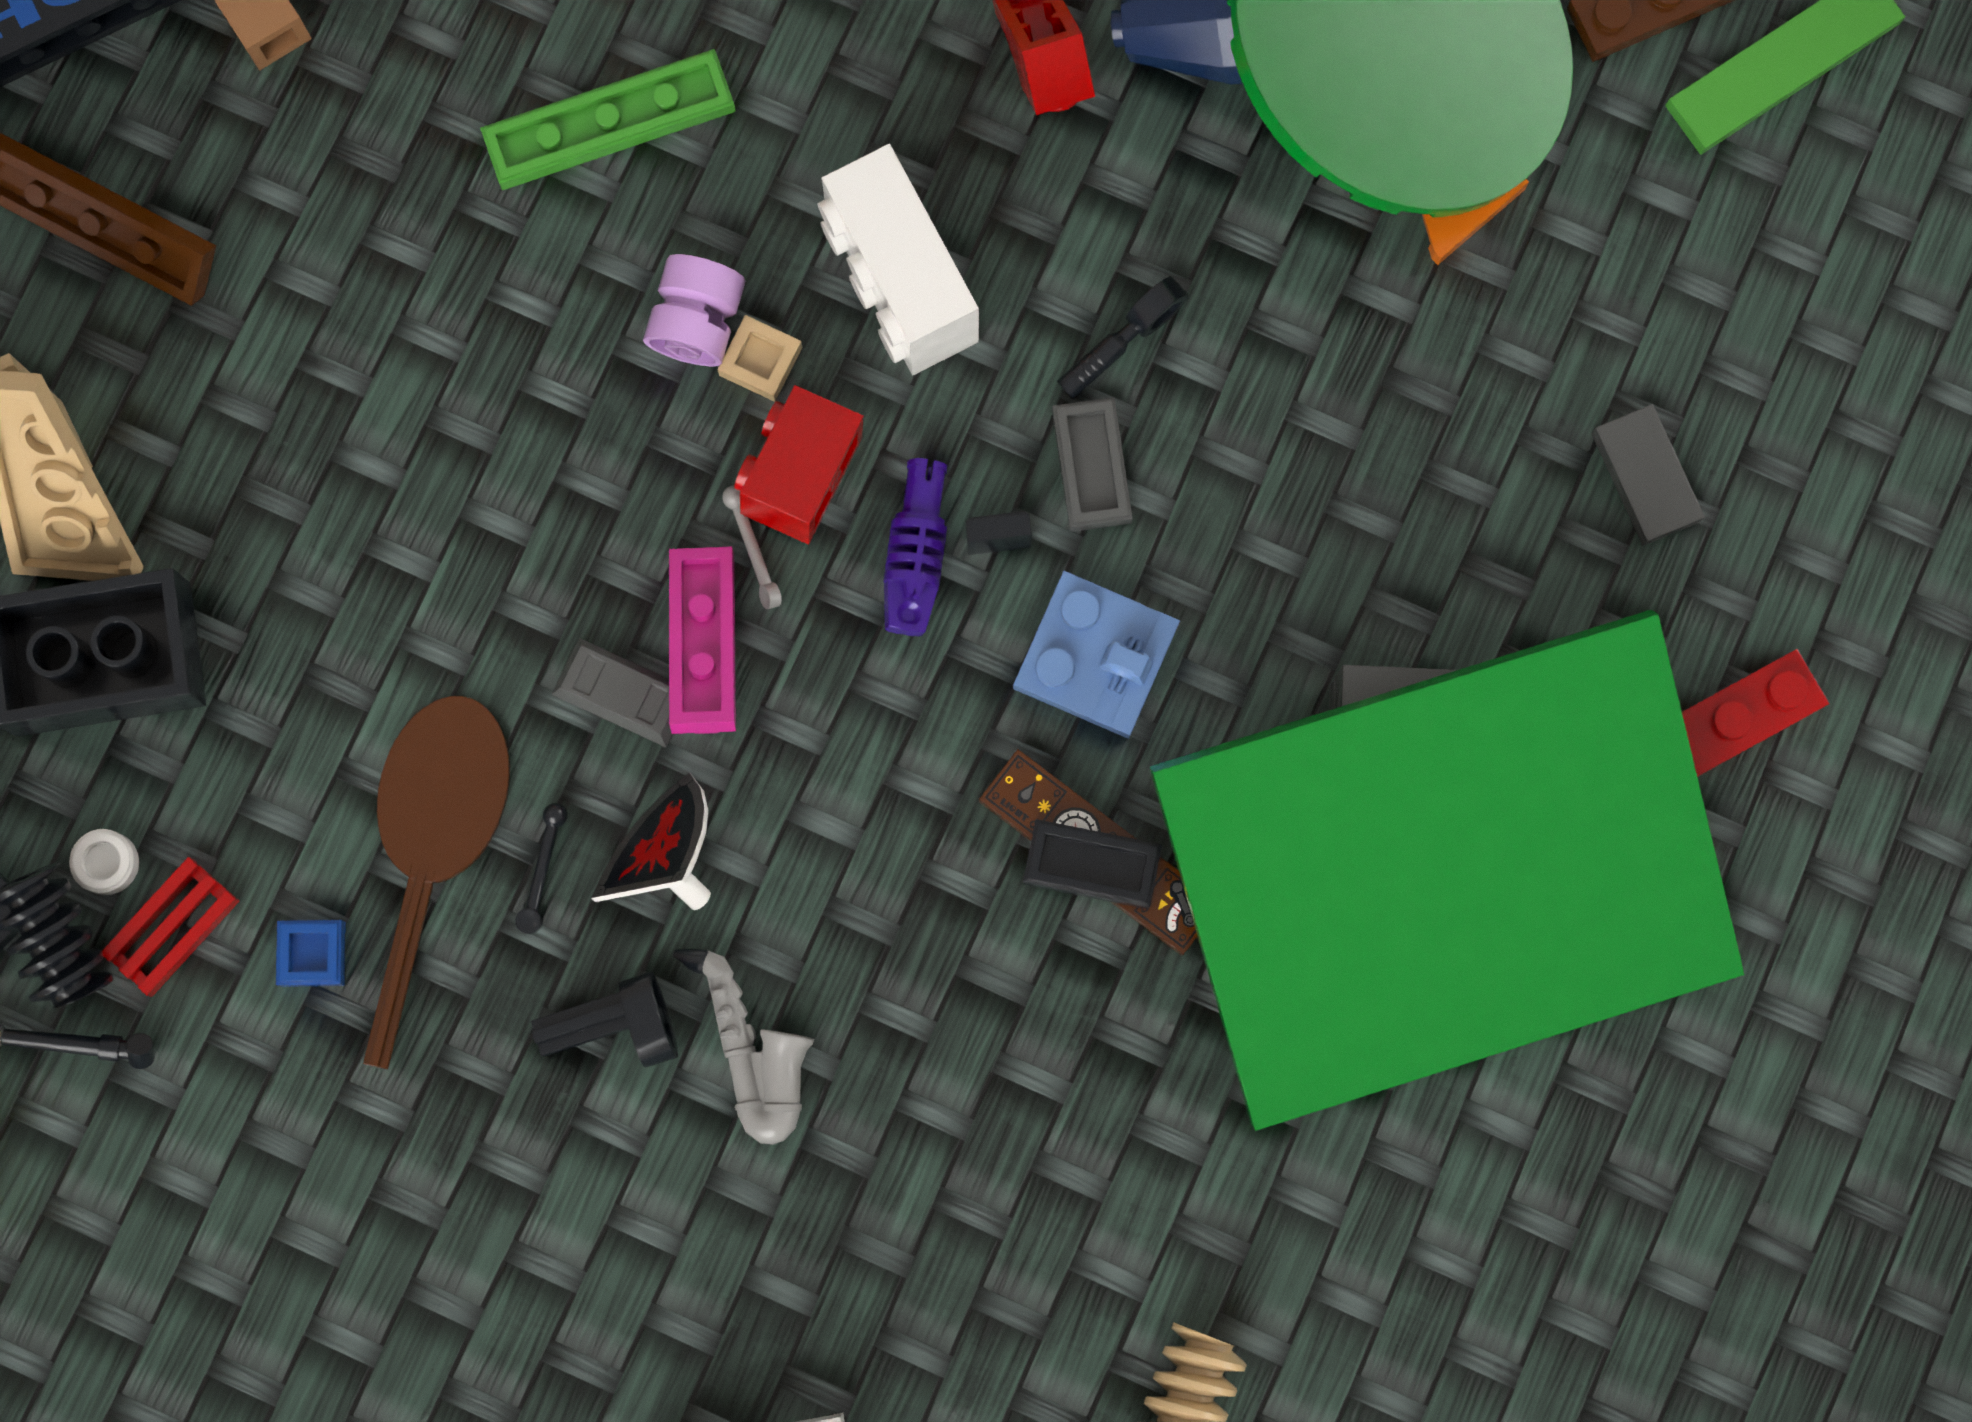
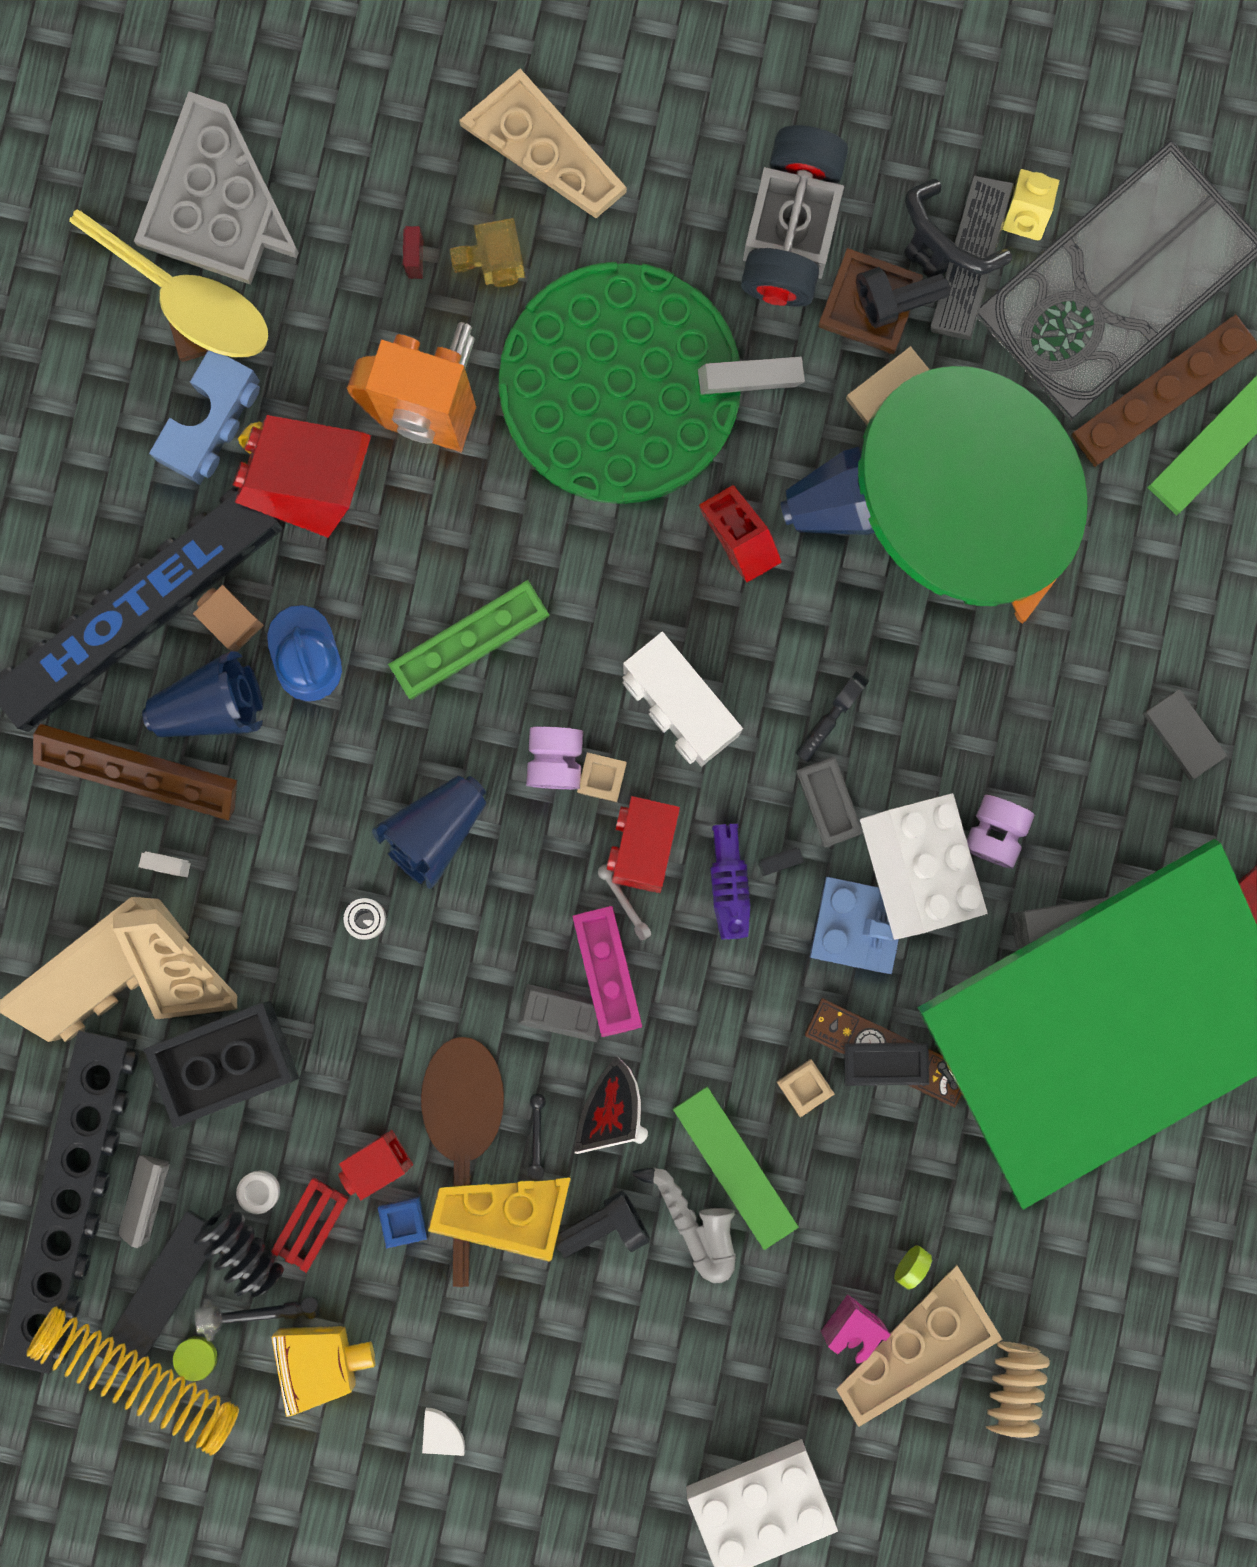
camera: 10 degrees left, 5 degrees up
(80, 346) = (164, 864): none -> white tile
(129, 1137) = (317, 1365): none -> yellow torso
(200, 122) = (207, 702): none -> dark blue cone
(284, 848) = (374, 1166): none -> red brick
(293, 1285) = (441, 1434): none -> white tile
(359, 491) = (364, 918): none -> white tile
(361, 90) = (304, 653): none -> blue piece
(461, 970) = (503, 1216): none -> yellow wing
(487, 374) = (432, 828): none -> dark blue cone
(831, 976) = (735, 1168): none -> bright green tile
(964, 879) = (805, 1087): none -> tan tile
(967, 1244) = (851, 1326): none -> dark pink hinge
(1066, 1304) = (923, 1347): none -> tan wing
(1068, 1182) = (913, 1267): none -> lime tile
(1209, 577) = (923, 866): none -> white brick
(1346, 535) = (1002, 817): none -> lavender wheel

